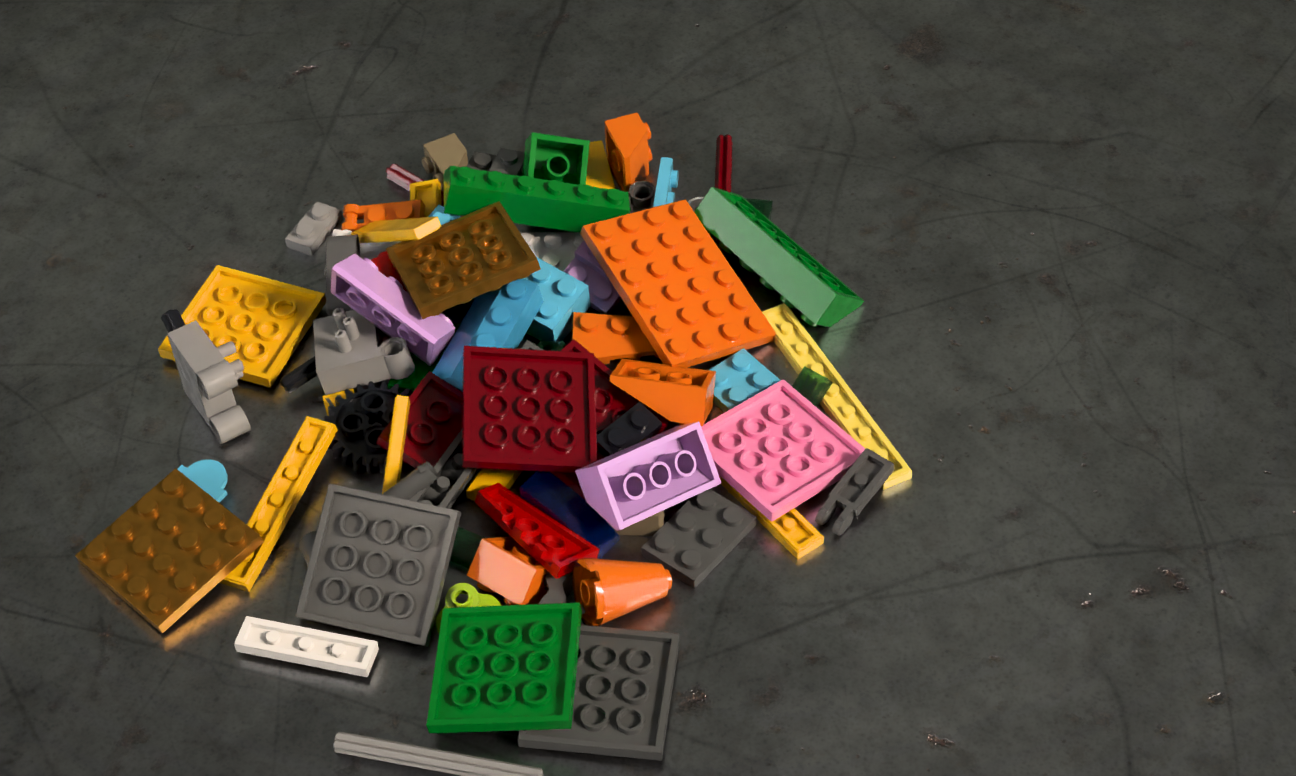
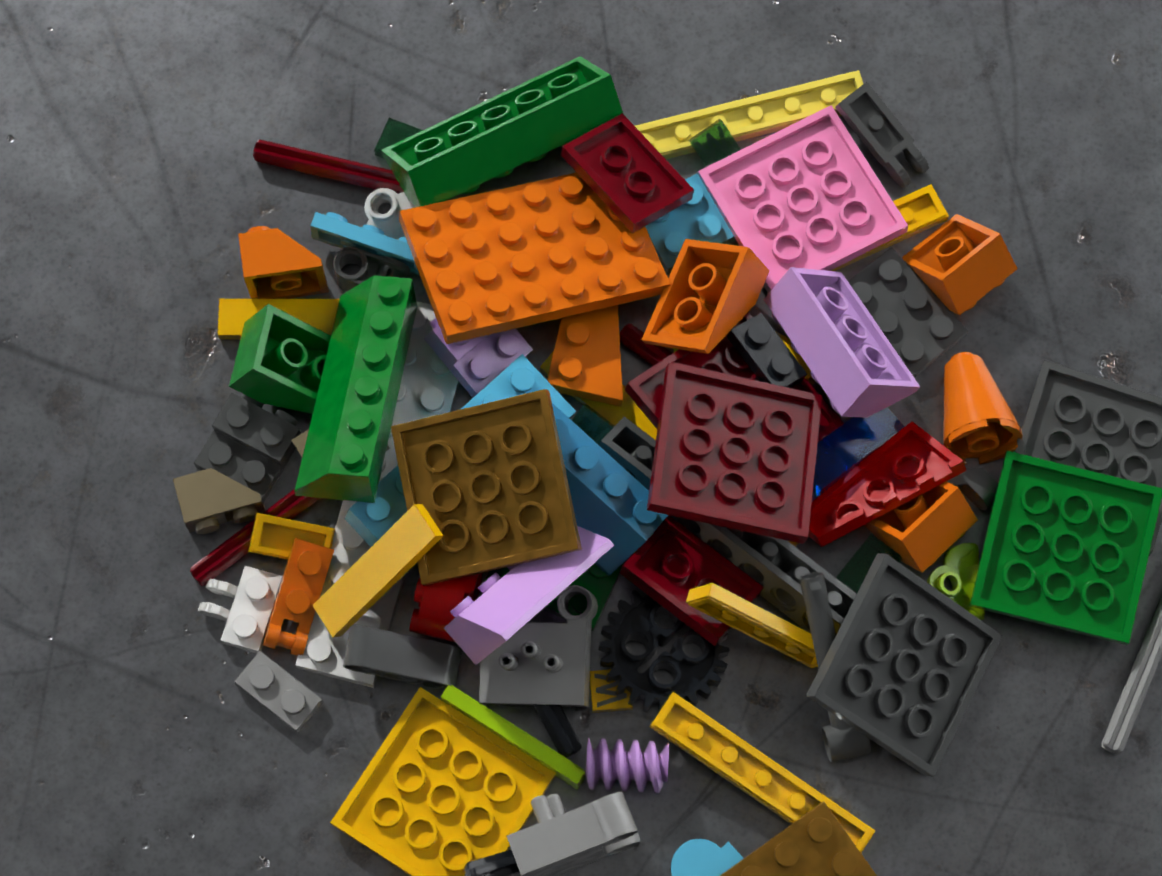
camera: 80 degrees left, 25 degrees up
(278, 416) = (627, 765): none -> lavender piece
(291, 354) = (563, 767): none -> lime tile
(306, 646) = (978, 768): white plate -> none
(367, 196) = (250, 608): none -> white hinge
(751, 563) = (961, 262): none -> orange slope
(760, 326) = (627, 173): none -> dark red plate

